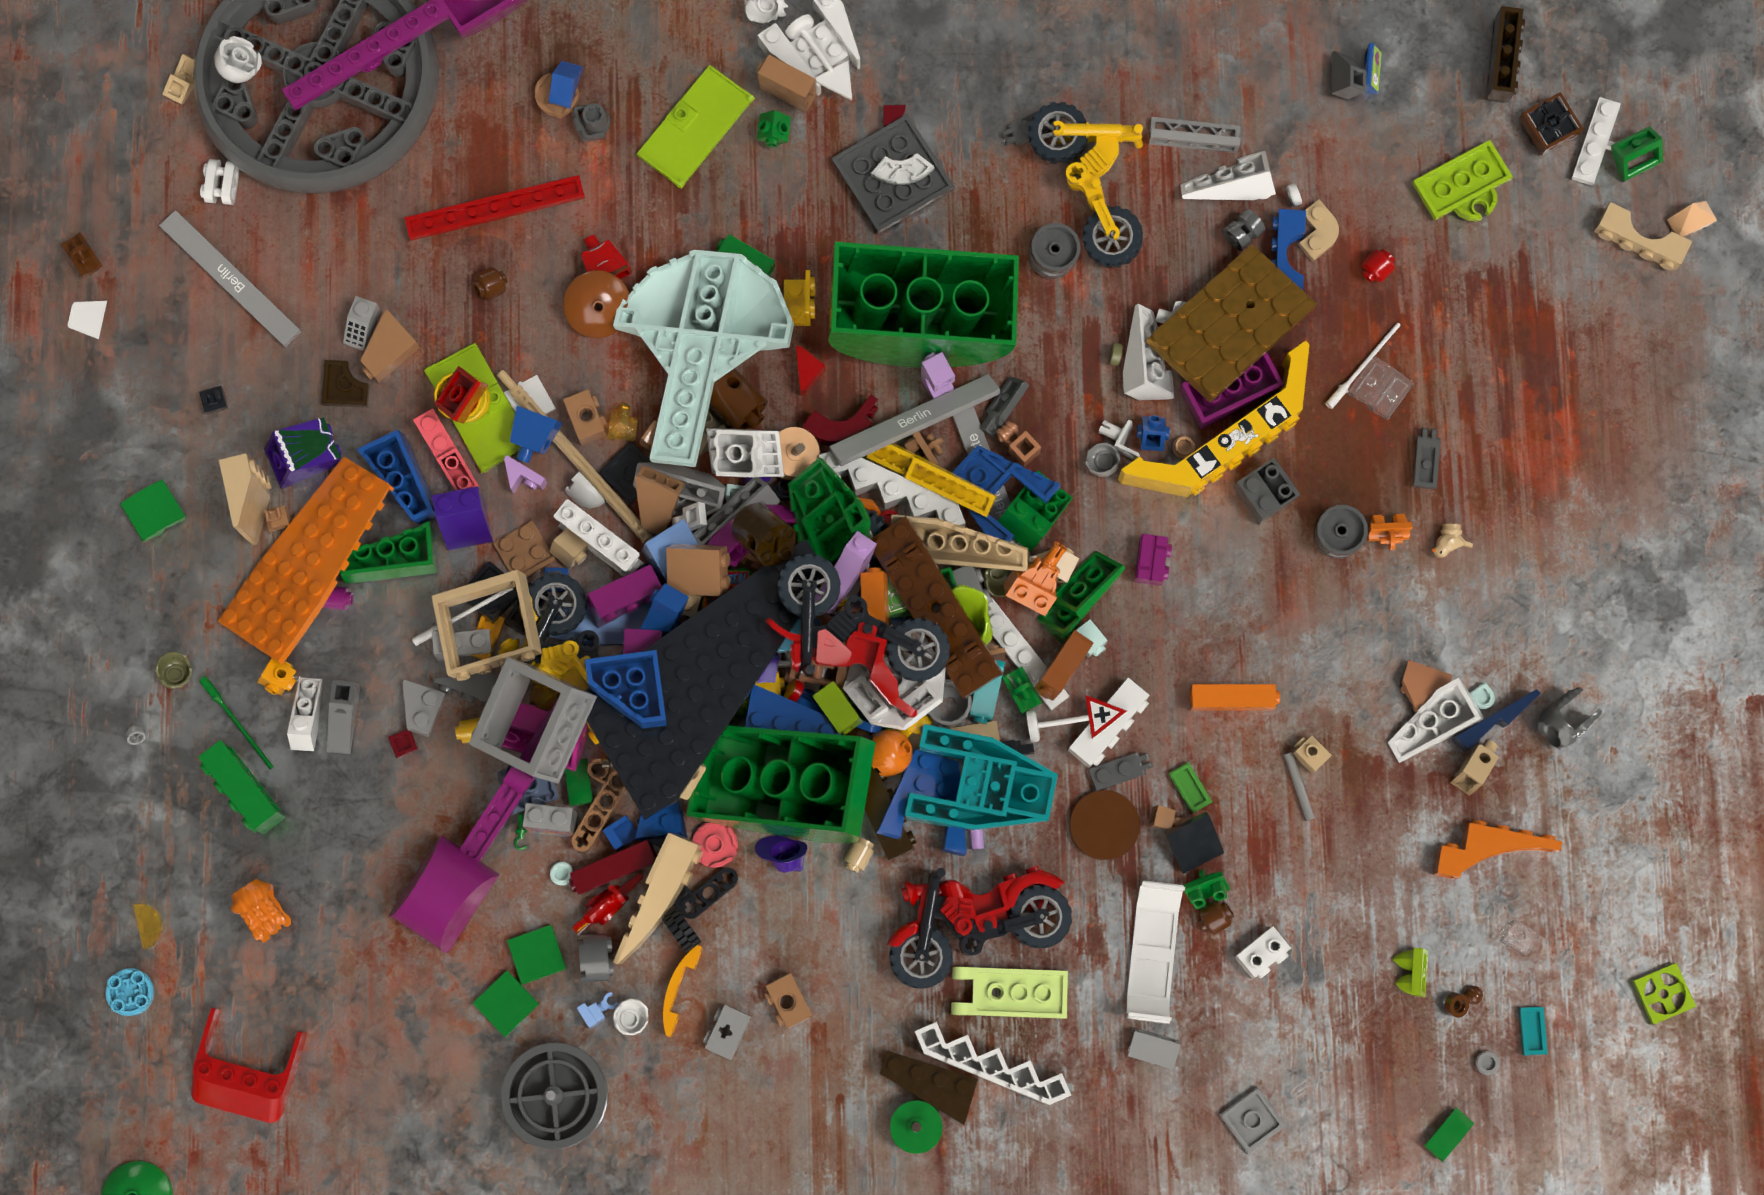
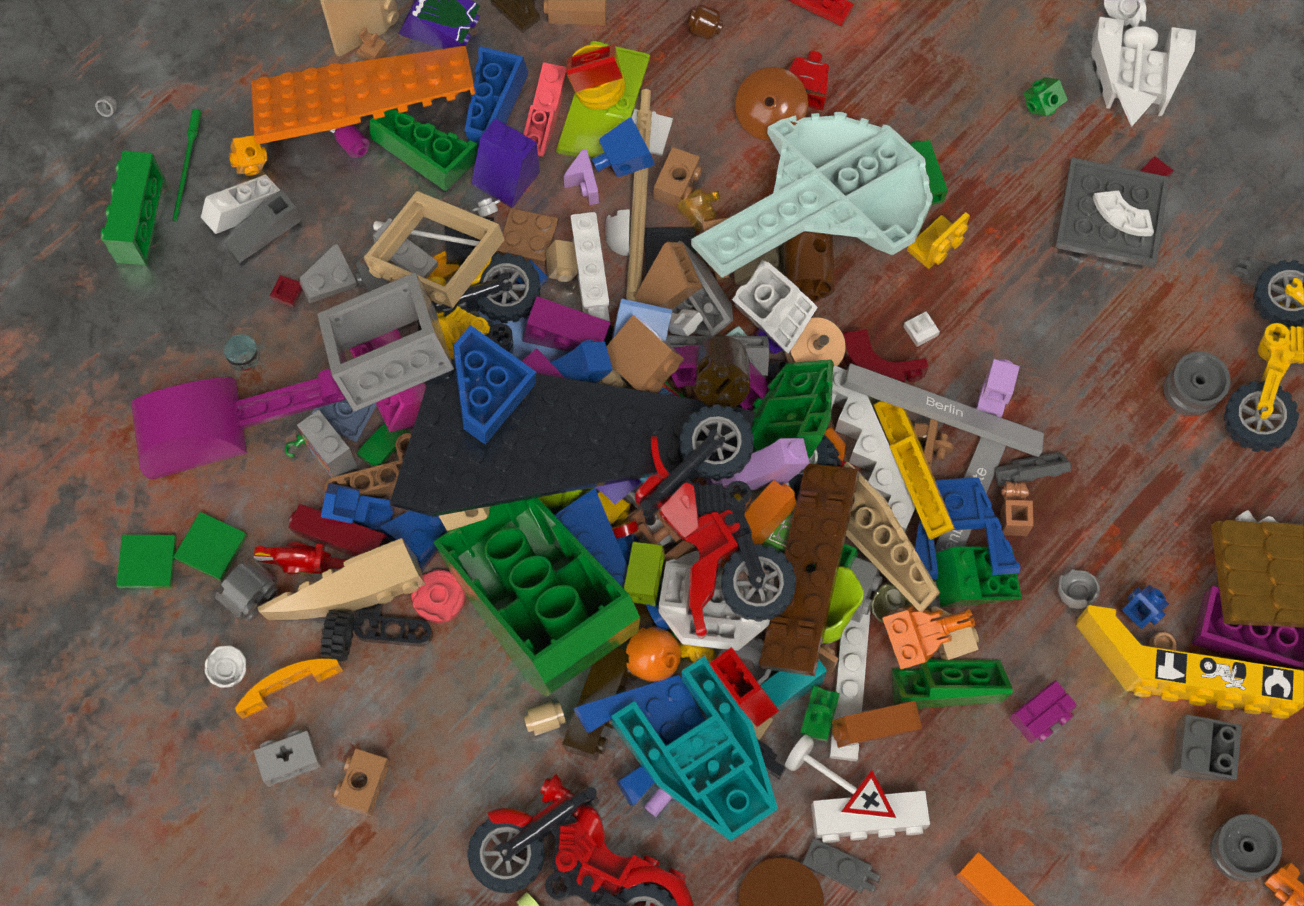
camera: 45 degrees right, 10 degrees down
(173, 670) = (181, 84): olive hair -> none
(259, 909) = (47, 308): orange piece -> none
(424, 820) = (242, 352): none -> clear light blue head
(478, 558) = (486, 207): none -> white plate
(554, 1096) = (100, 670): dark grey wheel -> none
(560, 873) = (294, 498): light aqua tile -> none
(593, 1014) = (201, 635): light blue piece -> none
(597, 848) = (340, 503): none -> blue panel
(695, 126) = (982, 47): lime door -> none
(783, 852) = (484, 654): dark purple piece -> none
(786, 83) = (1089, 71): medium nougat brick -> none
(809, 369) = (892, 298): red slope -> none
(845, 373) = (921, 329): none -> white tile
(921, 301) = (1030, 299): green brick -> none
(966, 720) = (744, 687): none -> red slope
(1091, 632) = (927, 736): light aqua brick -> none
(1115, 354) = (1172, 514): olive tile -> none
(1120, 435) = (1113, 583): white bracket -> none
(1144, 368) = (1188, 548): white wedge -> none

